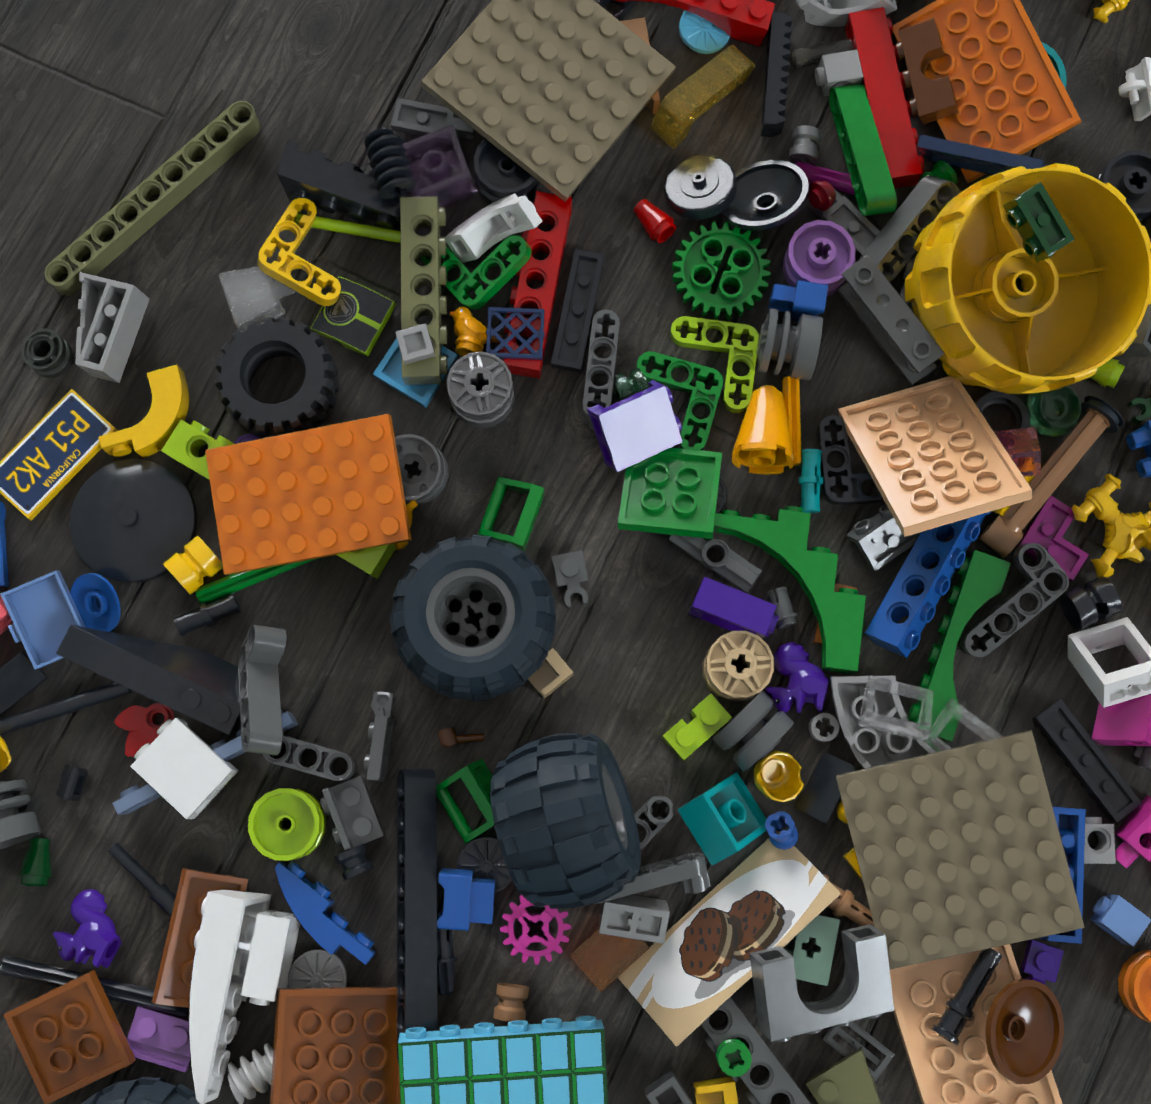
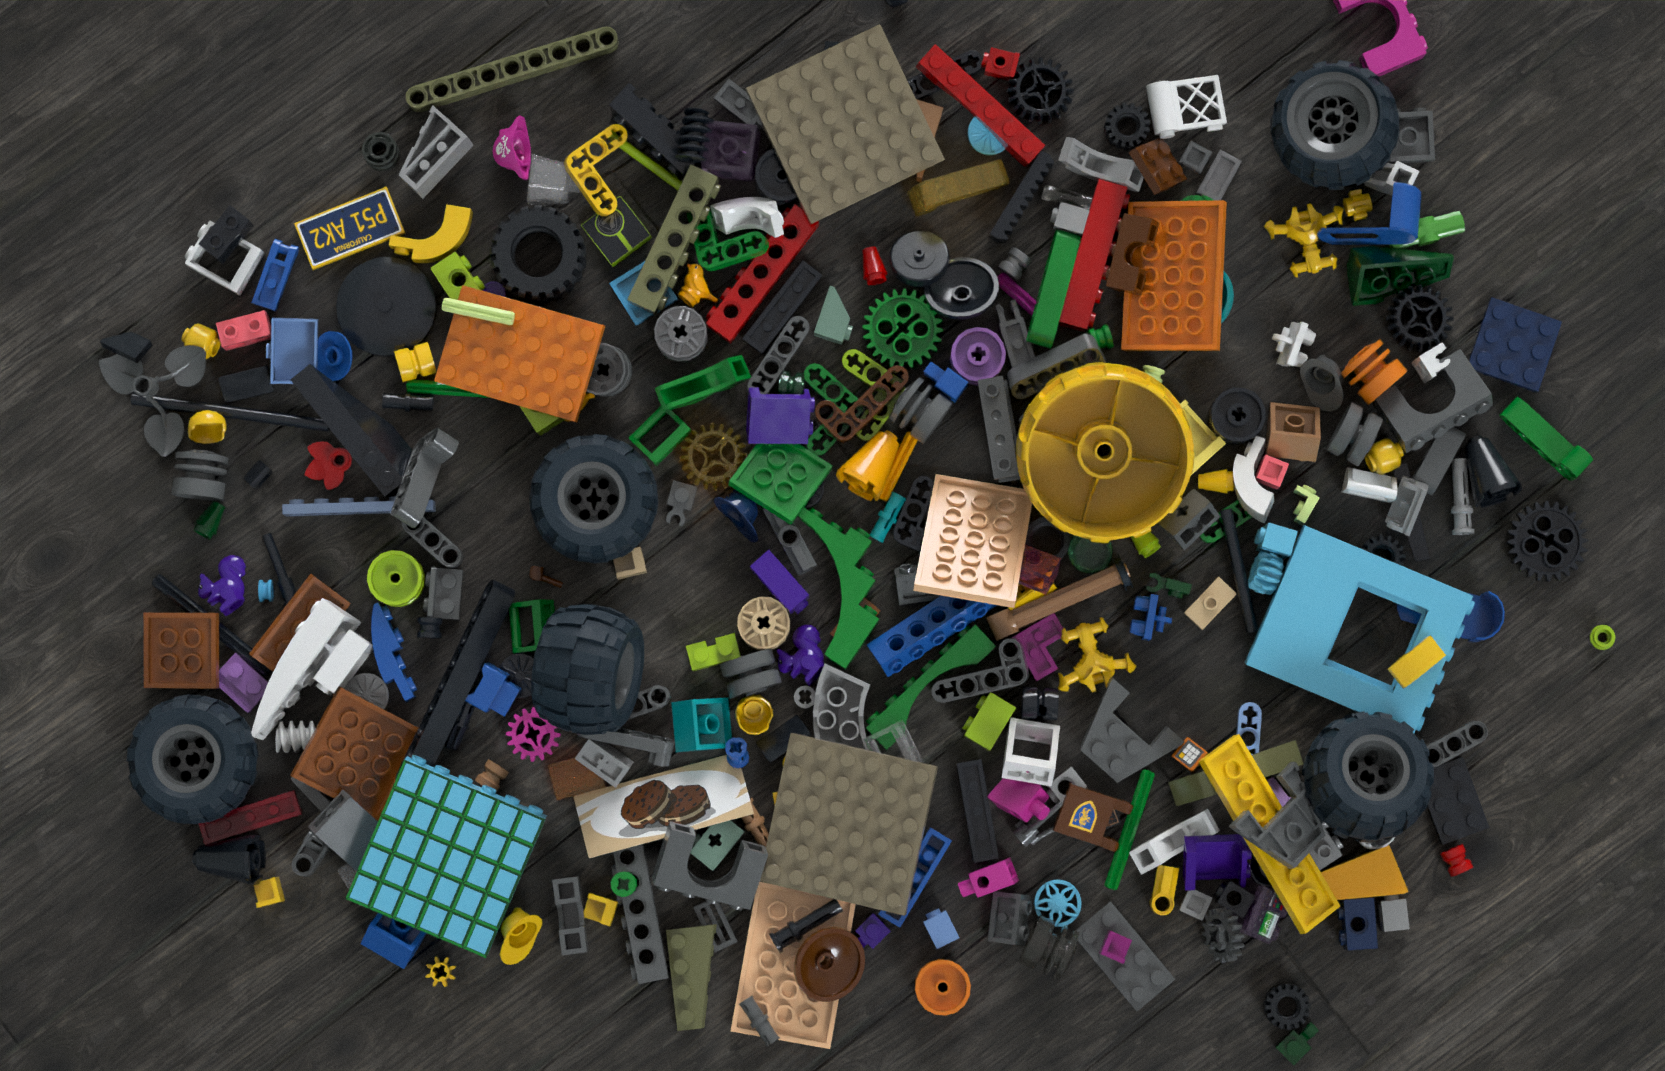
camera: 25 degrees right, 5 degrees up
(140, 914) = (266, 590): none -> dark azure bush
(183, 768) = (342, 504): white panel -> none
(195, 280) = (513, 148): none -> dark pink hat
(236, 468) = (478, 311): none -> yellowish green axle
(380, 735) = (489, 549): dark grey hinge -> none
(415, 343) = (647, 281): light grey plate -> none
(531, 433) = (702, 384): none -> green arch
(540, 334) = (743, 315): dark blue window -> none
(586, 481) = (695, 445): none -> clear yellow gear
(640, 295) = (833, 319): none -> sand green slope
(647, 555) = (740, 512): none -> dark blue piece
(726, 364) = (866, 401): none -> reddish brown beam
(784, 607) = (819, 598): dark grey pin -> none
(821, 195) = (1003, 310): dark red plate -> none
(917, 731) = (850, 719): clear tile -> none
(973, 157) = (1130, 344): dark blue piece -> none
(1038, 223) = (1111, 420): dark green bracket -> none
(1045, 652) = (989, 720): none -> lime brick
(1105, 850) = (951, 879): light grey brick -> none

